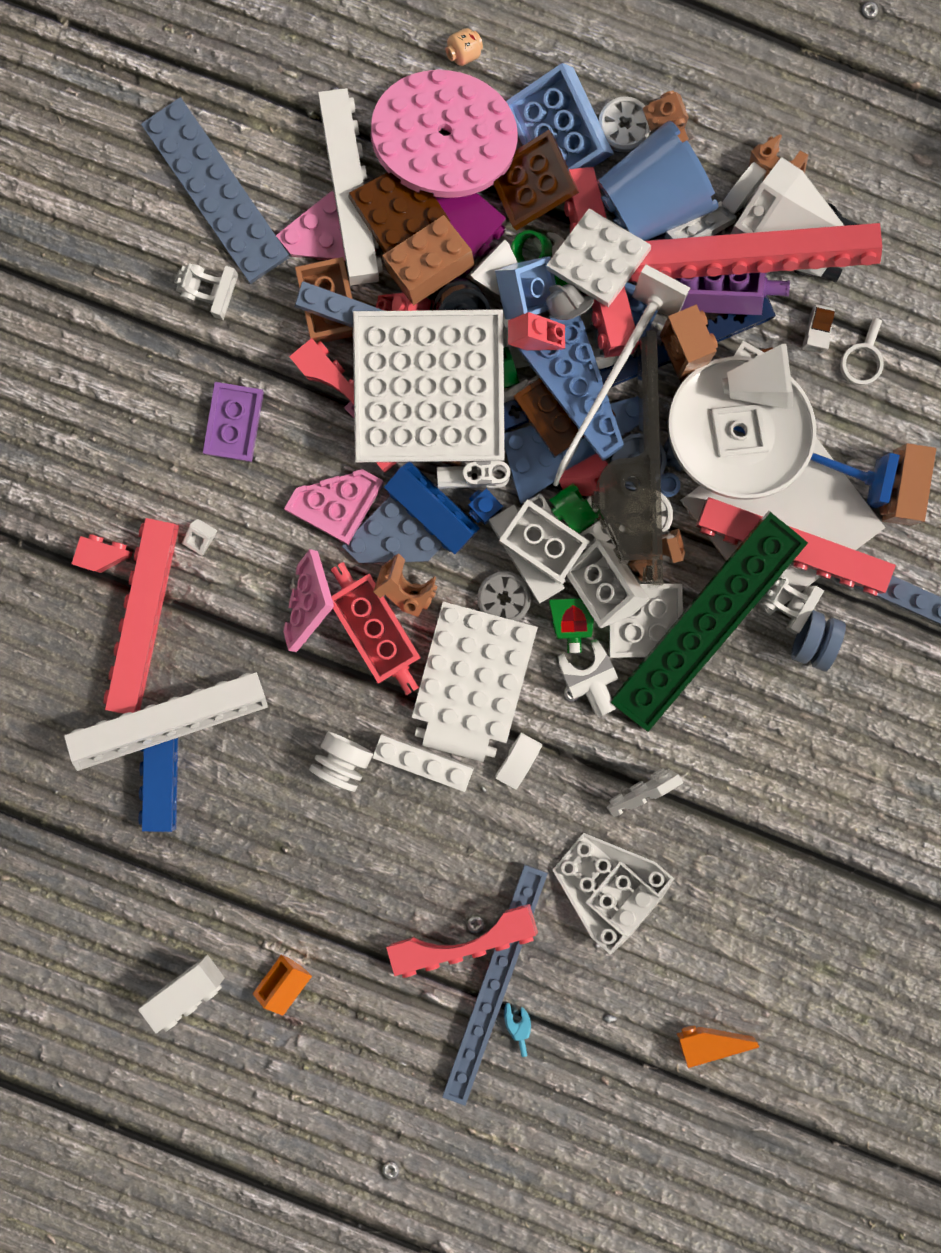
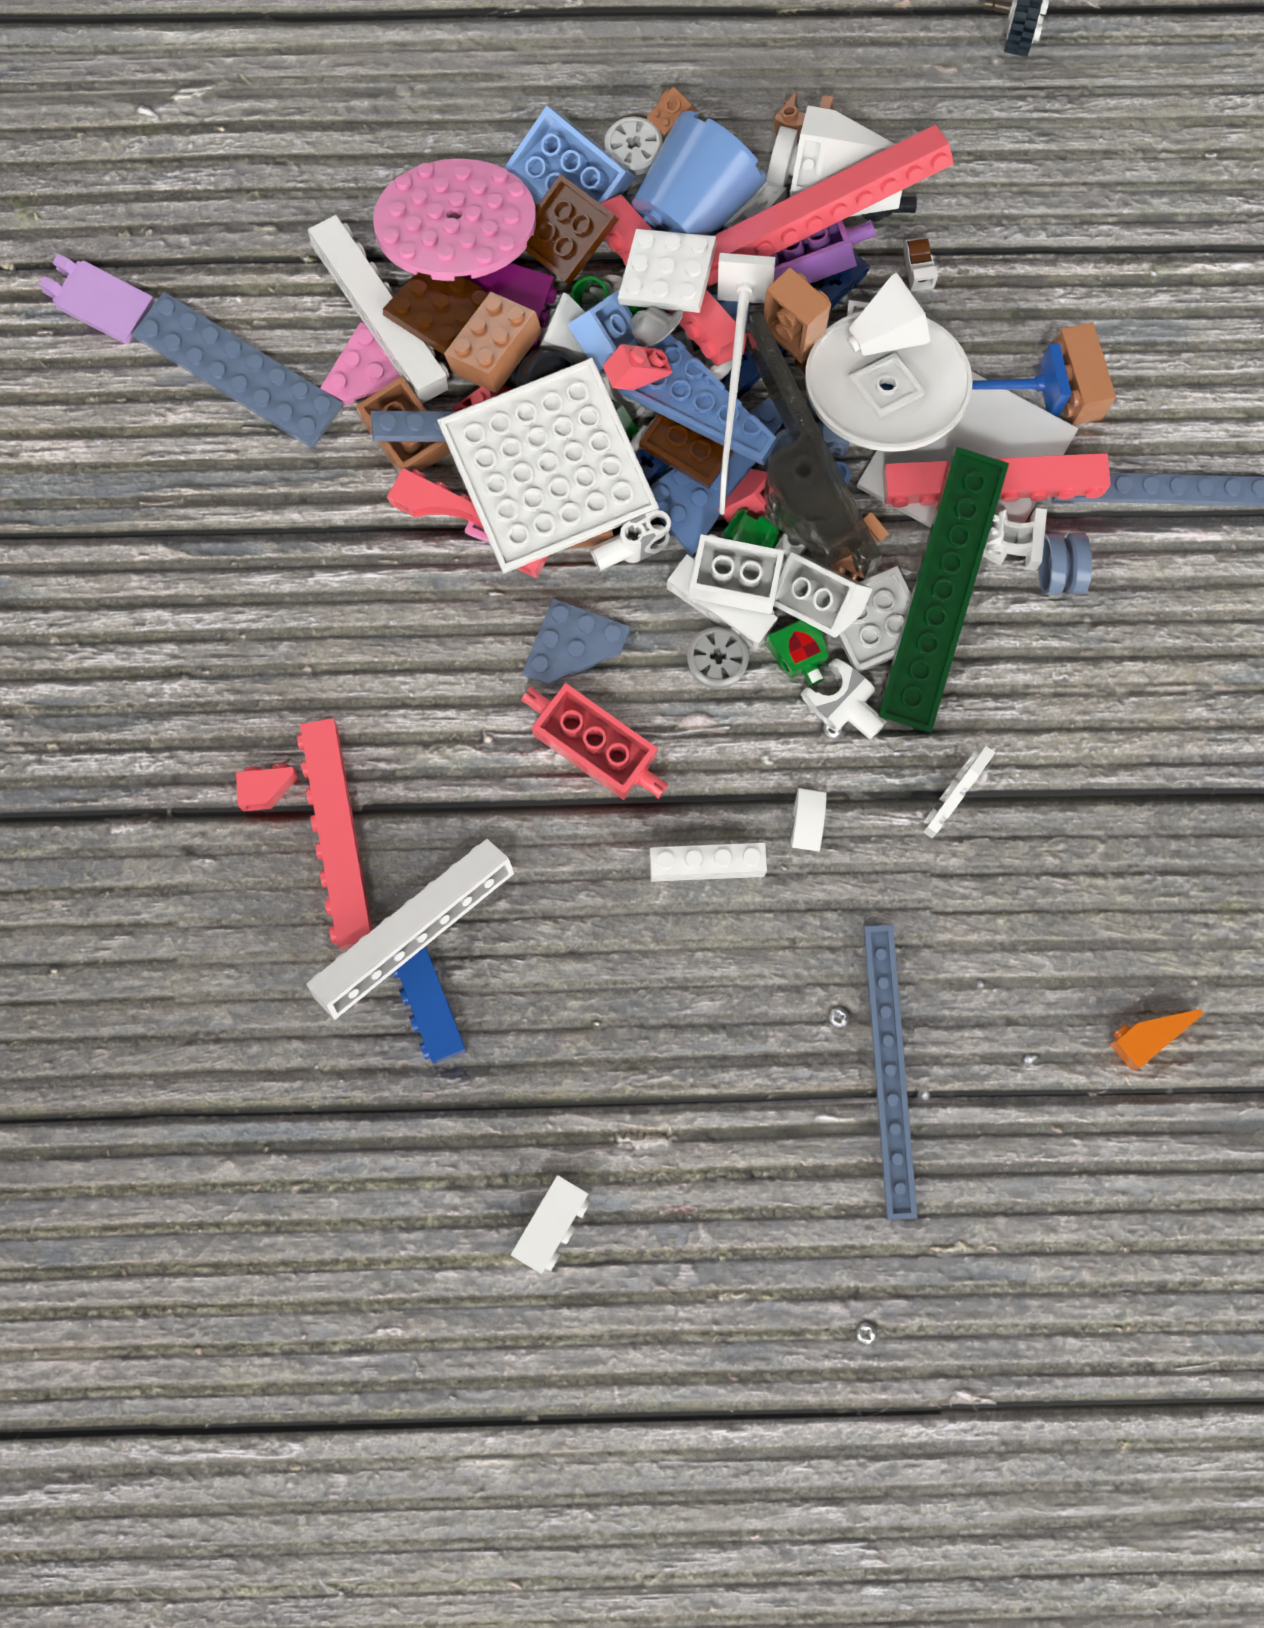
camera: 30 degrees left, 10 degrees down
(125, 81) = (98, 298): none -> lavender tile
(189, 281) = (247, 464): white tile -> none
(199, 536) = (363, 727): white slope -> none
(233, 422) = (352, 592): medium lavender plate -> none
(281, 985) = (656, 1171): orange brick -> none
(308, 602) = (512, 743): bright pink plate -> none
(336, 503) = (498, 631): bright pink plate -> none
(341, 761) = (619, 892): white wheel -> none
(399, 591) = (594, 686): nougat tile -> none
(415, 954) = (787, 1074): coral arch -> none
(431, 508) = (601, 593): blue brick -> none
(464, 46) = (438, 133): light nougat head -> none
(472, 681) = (722, 755): white plate -> none
(483, 506) = (655, 570): blue brick -> none
(518, 1030) = (938, 1111): medium azure hand -> none
(610, 888) = (968, 911): white wedge -> none
(867, 345) = (977, 261): white piece -> none

